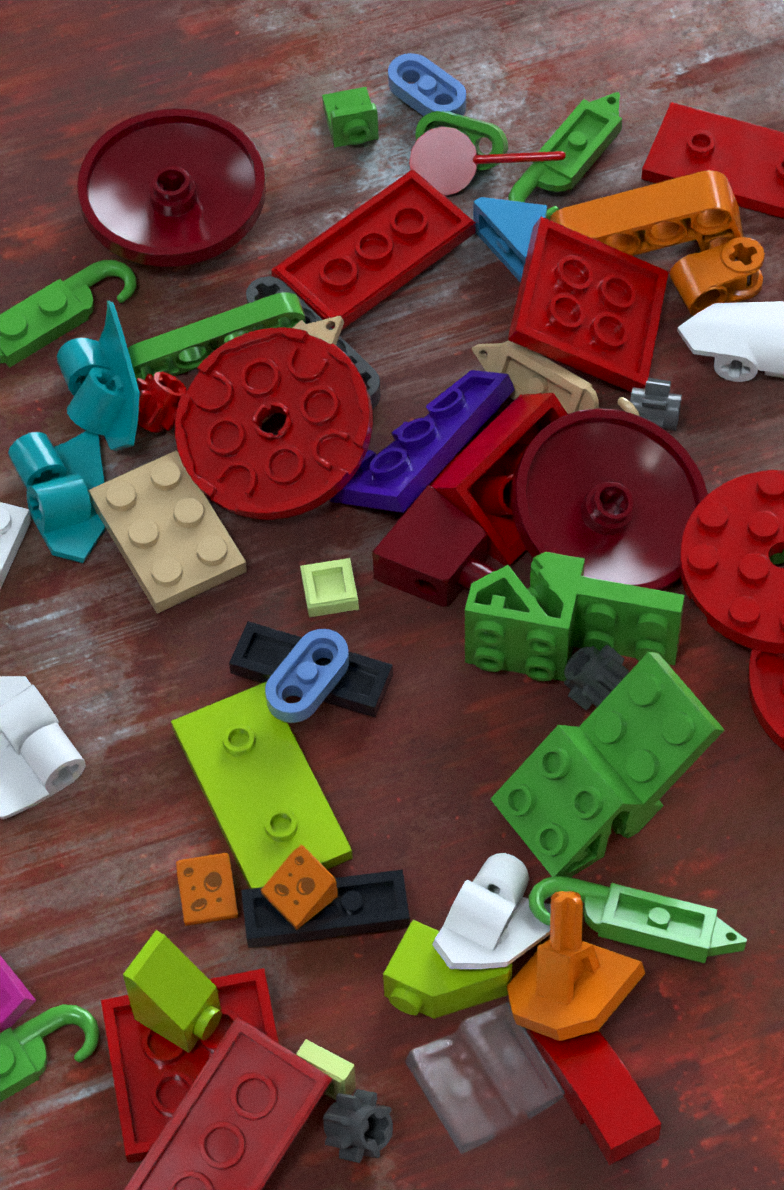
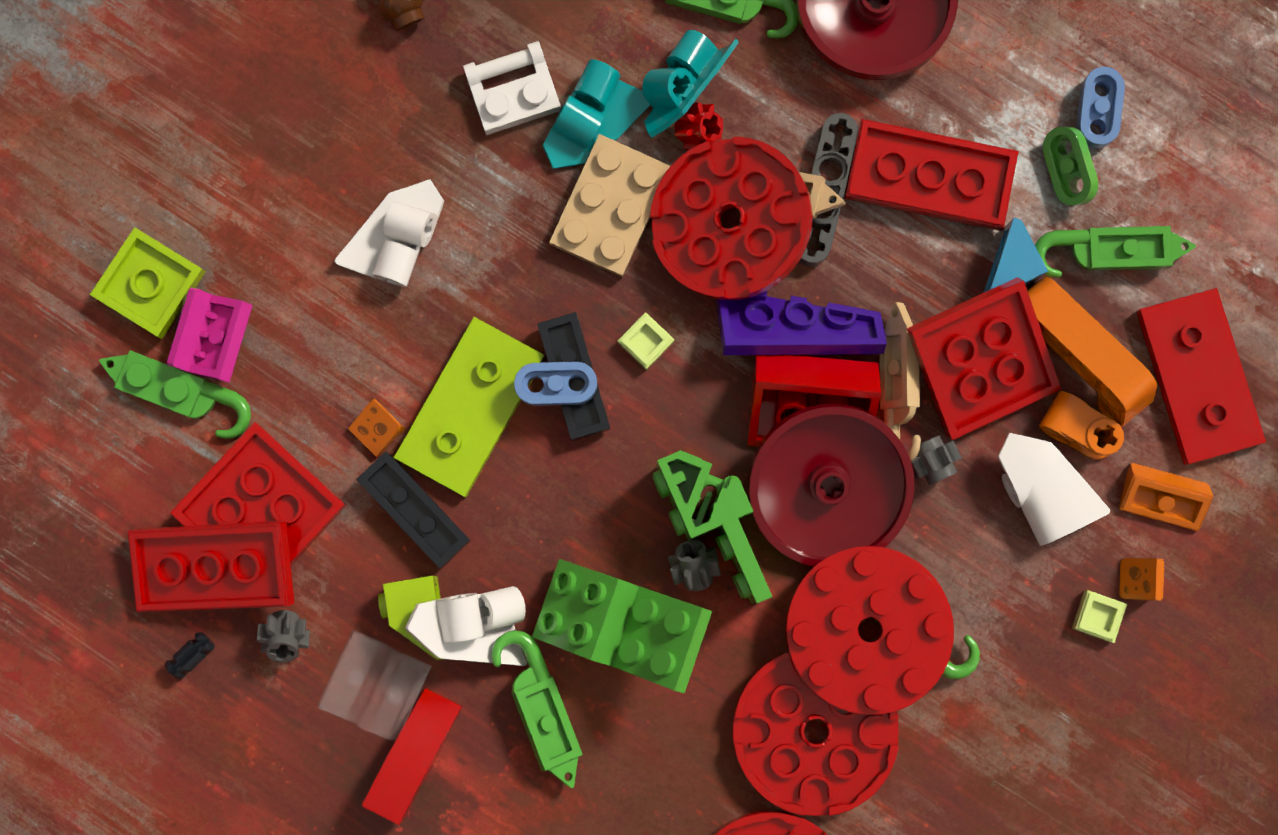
camera: 50 degrees right, 25 degrees up
(171, 994) = (270, 472): lime slope -> none
(189, 345) = (773, 125): bright green beam -> none
(300, 887) = (406, 489): orange slope -> none
(332, 1065) = (305, 590): yellowish green tile -> none
(351, 117) = (1037, 72): bright green bracket -> none
(432, 551) = (716, 394): dark red torso -> none
(451, 161) = (1045, 169): piece -> none
(568, 982) = (460, 702): orange piece -> none

